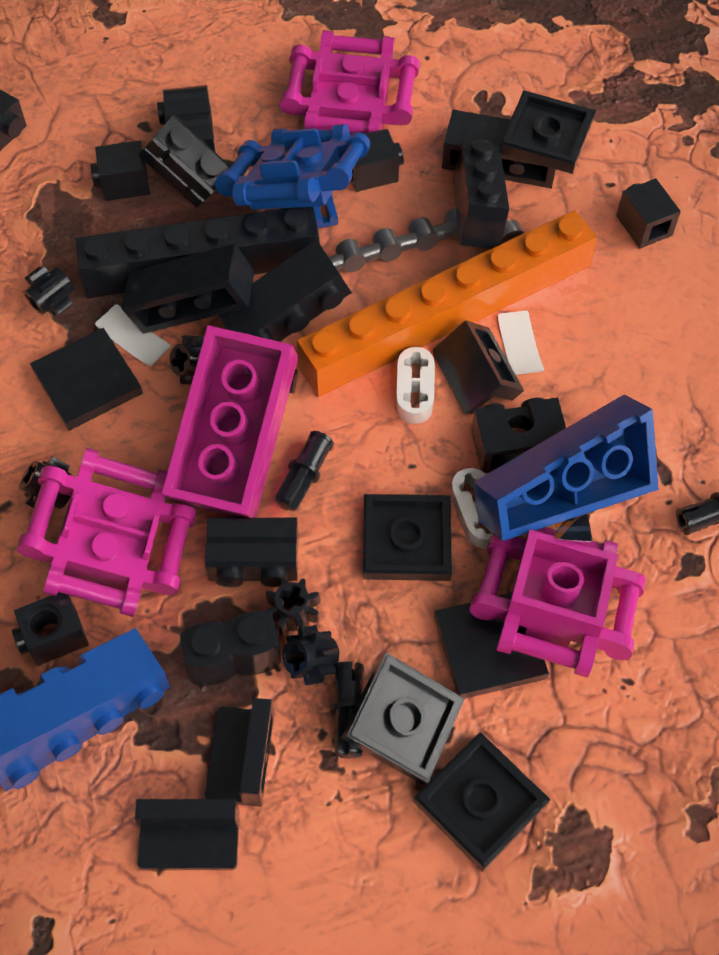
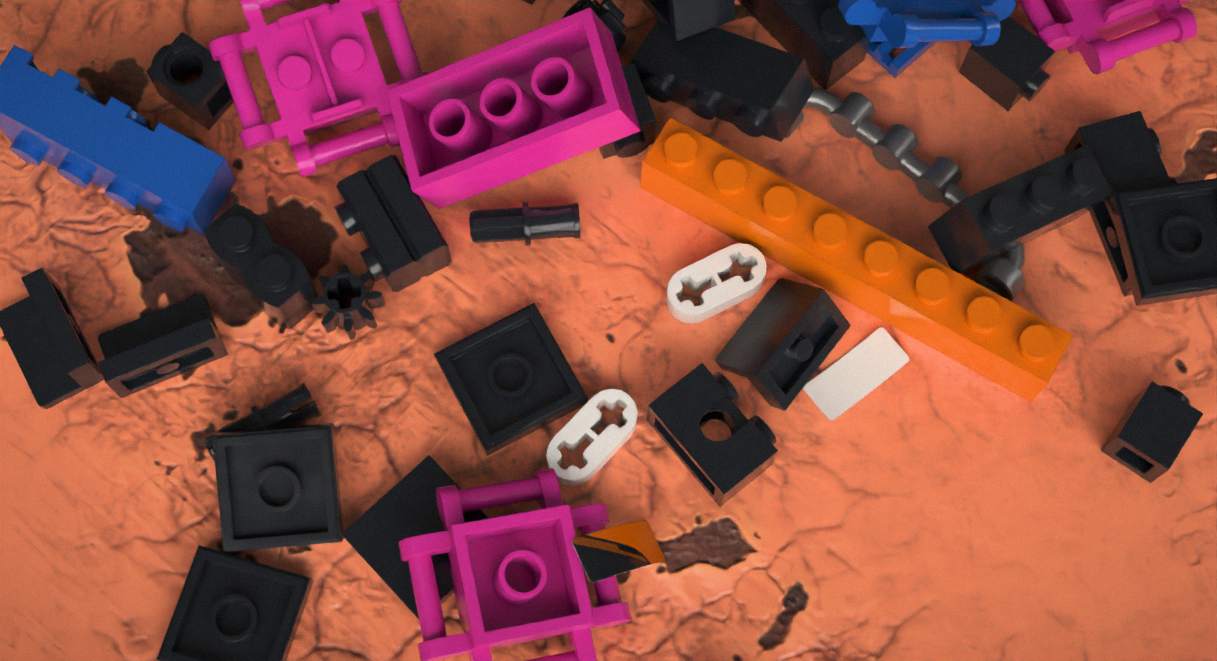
camera: 60 degrees right, 10 degrees up
(310, 655) = (298, 351): black gear -> none
(573, 472) = (675, 517): blue wedge -> none

